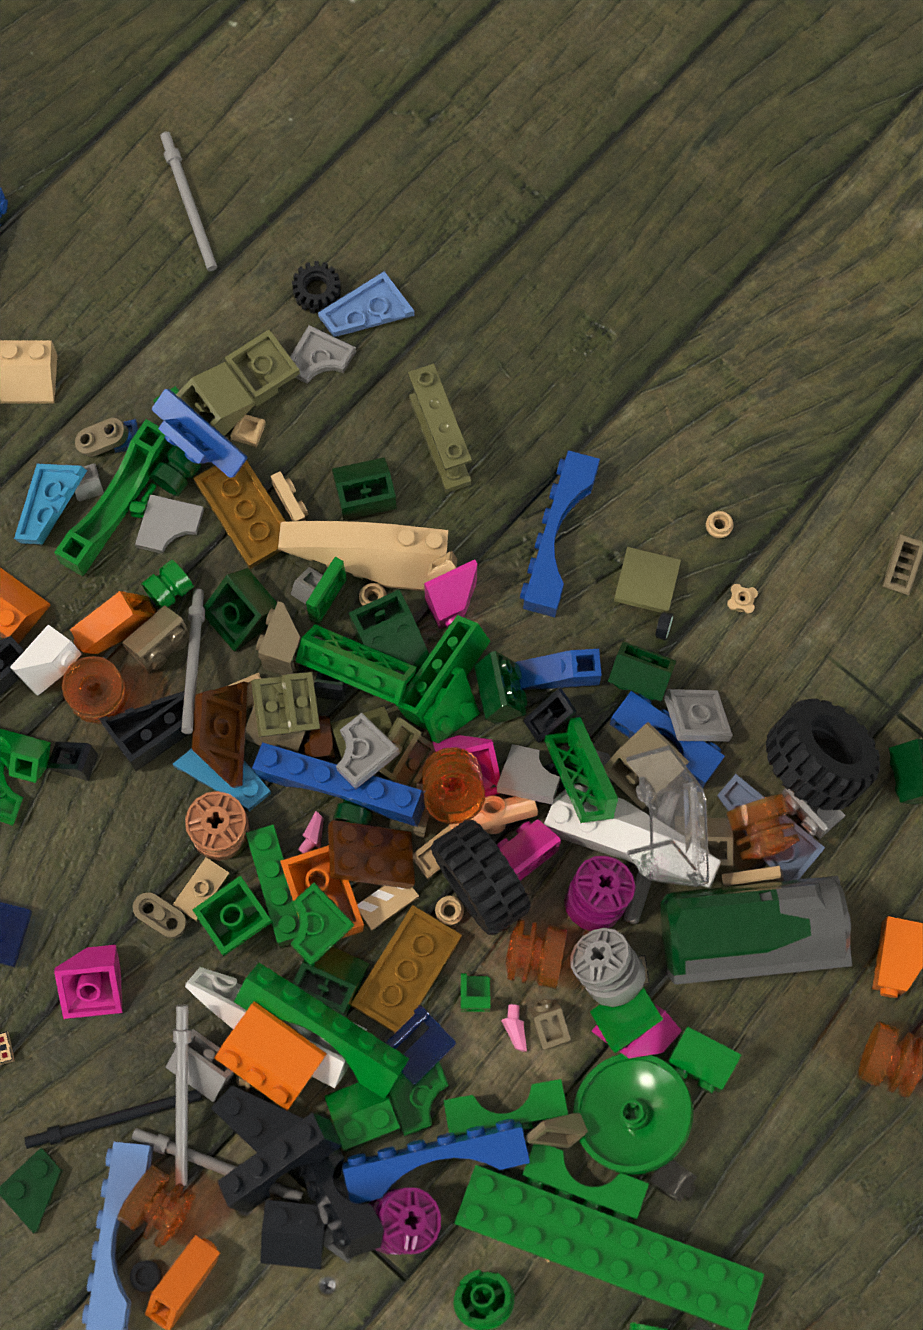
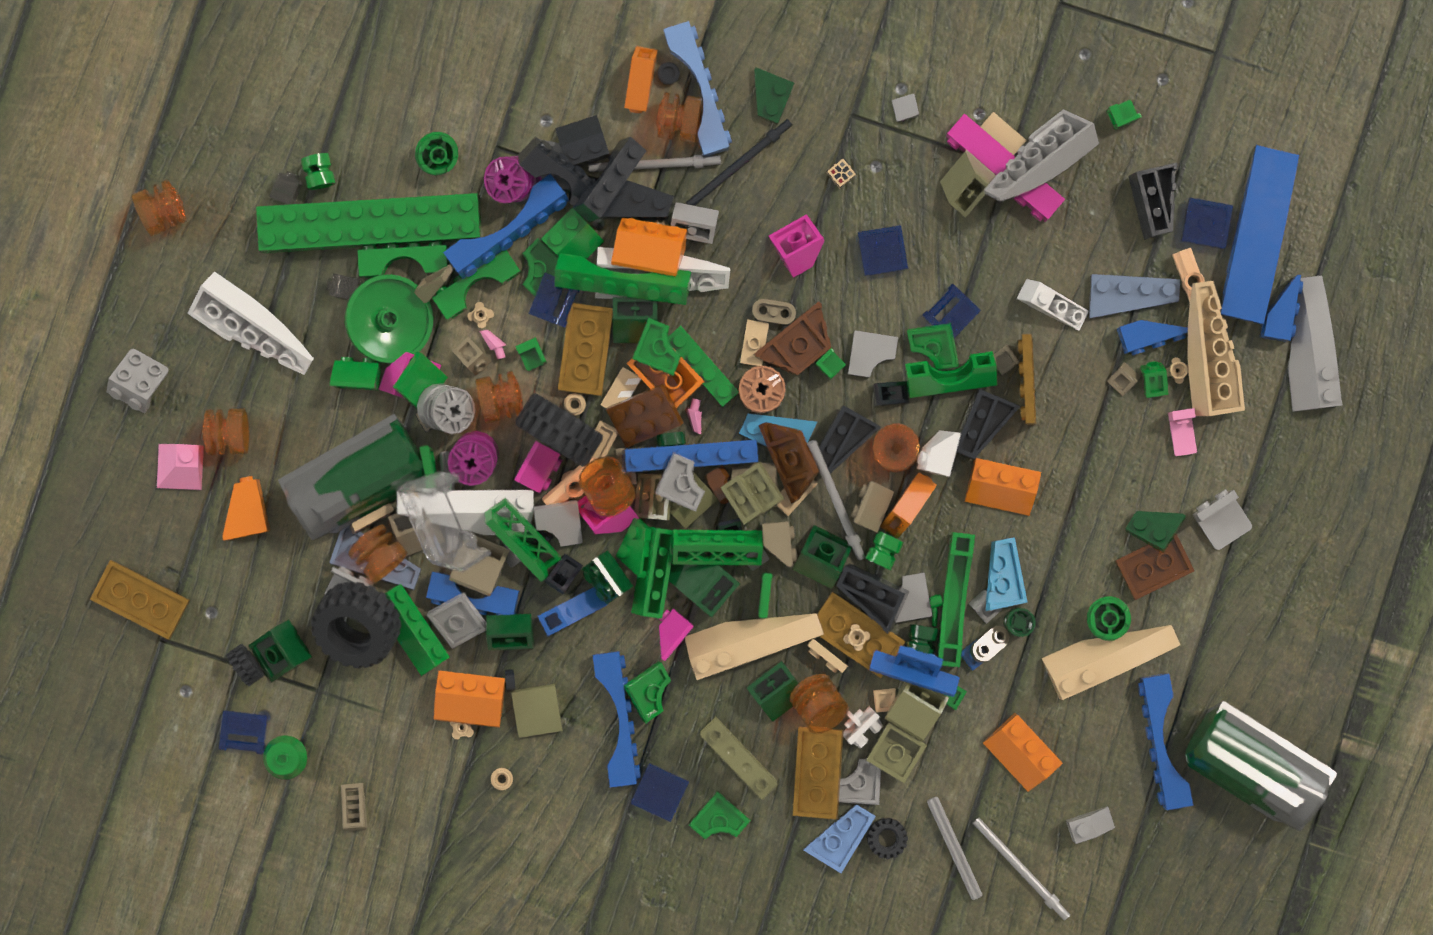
camera: 155 degrees right, 15 degrees up
(56, 443) = (1019, 622): none -> dark green wheel
(71, 820) = (869, 350): none -> light grey tile
(93, 211) = (1090, 825): none -> light grey slope
(124, 312) = (1022, 752): none -> orange slope
(124, 824) = (830, 364): none -> green panel
(148, 864) = (798, 343): none -> reddish brown wing
(181, 1037) = (712, 230): light grey bar -> none
(201, 538) = (874, 595): none -> black wedge
(232, 915) = (719, 330): green slope -> none
(245, 495) = (850, 637): none -> tan plate
(249, 250) = (954, 848): none -> light grey axle
(287, 412) = (859, 724): none -> white hips
(305, 584) = (781, 598): light grey slope -> none
(322, 453) = (819, 703): none -> clear orange wheel
(359, 382) = (818, 773): none -> pearl gold plate
(369, 589) = (732, 617): tan plate -> none
(442, 565) = (687, 648): tan tile -> none
(490, 385) = (719, 816): none -> green tile
(508, 1068) = (481, 321): none -> tan plate
(510, 548) = (647, 691): none -> green tile
(545, 436) = (660, 792): none -> clear blue plate
(656, 909) = (428, 460): none -> green tile
(721, 621) = (469, 699): none -> orange slope
(753, 719) = (415, 633): none -> green brick
(820, 1201) = (242, 318): none -> white wedge

